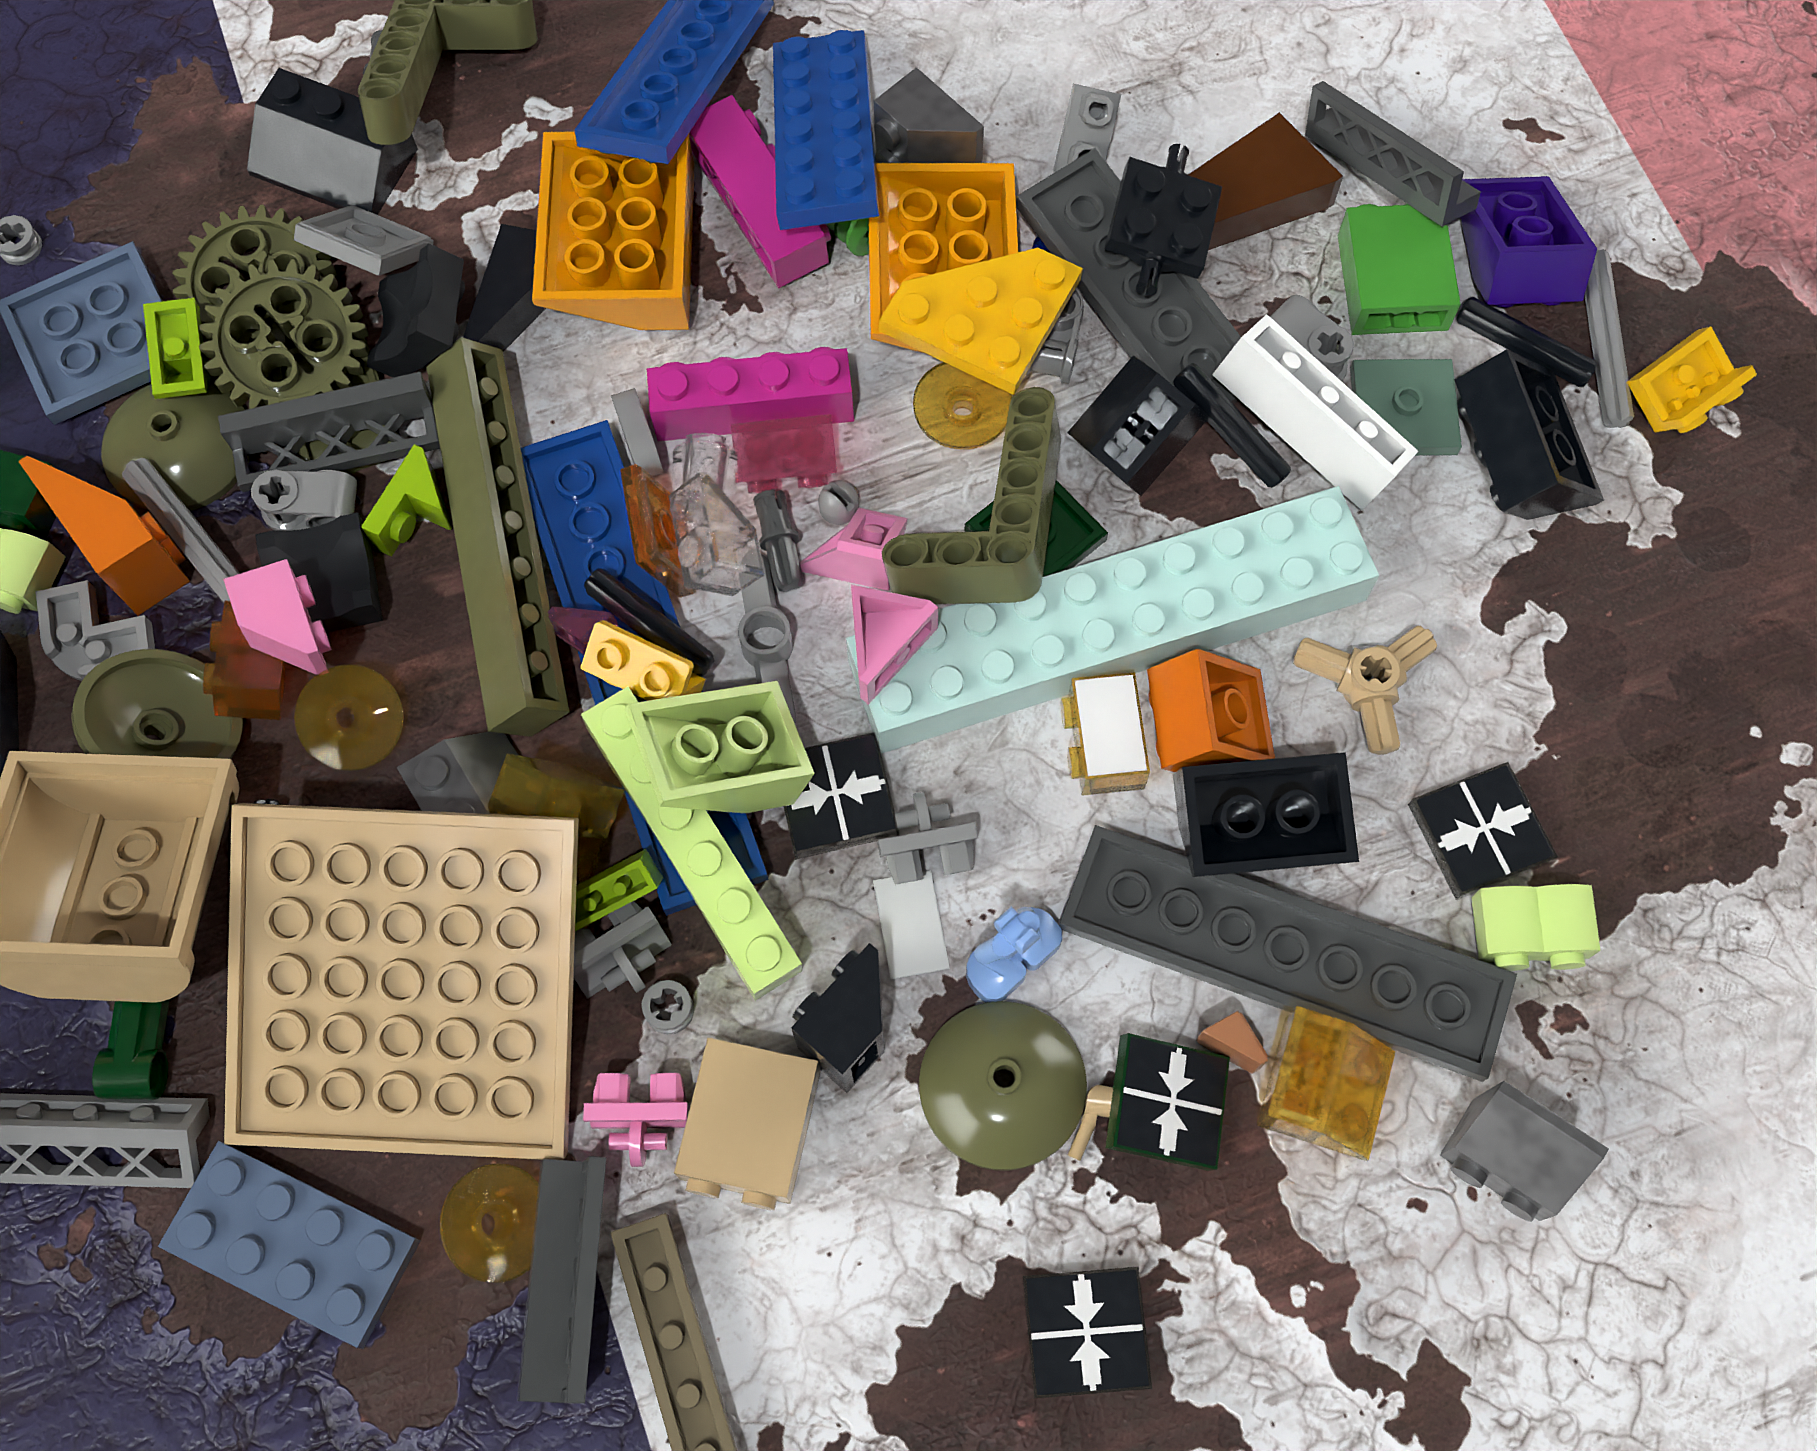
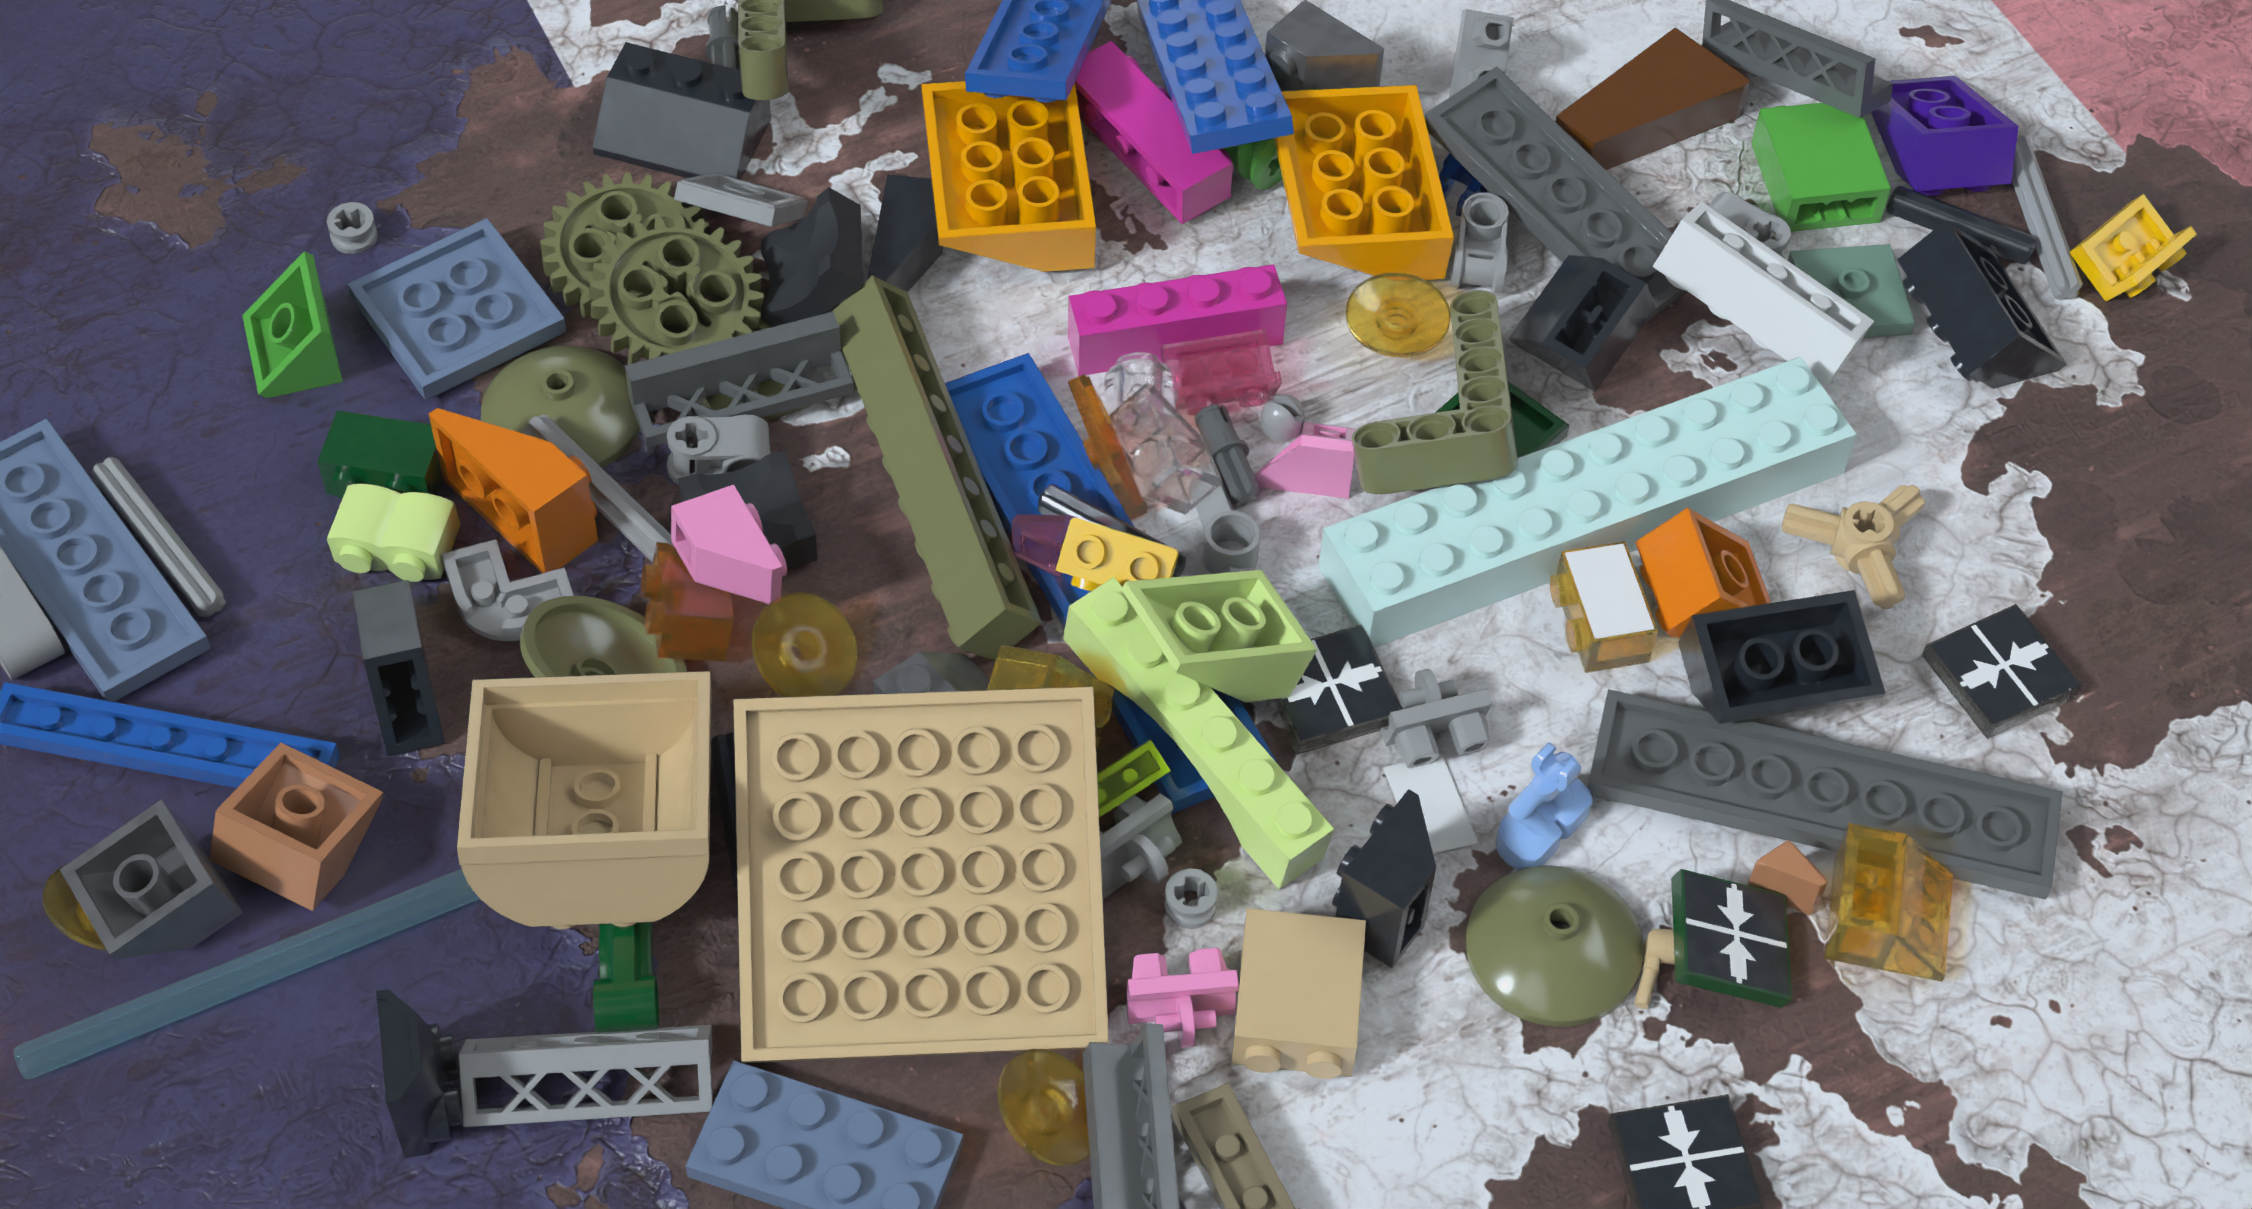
camera: 10 degrees left, 15 degrees down
(174, 348) = (562, 309): lime slope -> none
(409, 494) = (832, 439): lime slope -> none
(637, 431) = (1056, 360): light grey beam -> none
(887, 634) = (1372, 508): bright pink slope -> none
(985, 314) = (1413, 221): yellow plate -> none
(1163, 218) = (1578, 126): black plate -> none
(1232, 425) = (1687, 320): black axle -> none
(1521, 1152) = (2099, 943): flat silver slope -> none
(1536, 924) = (2073, 746): yellowish green brick -> none

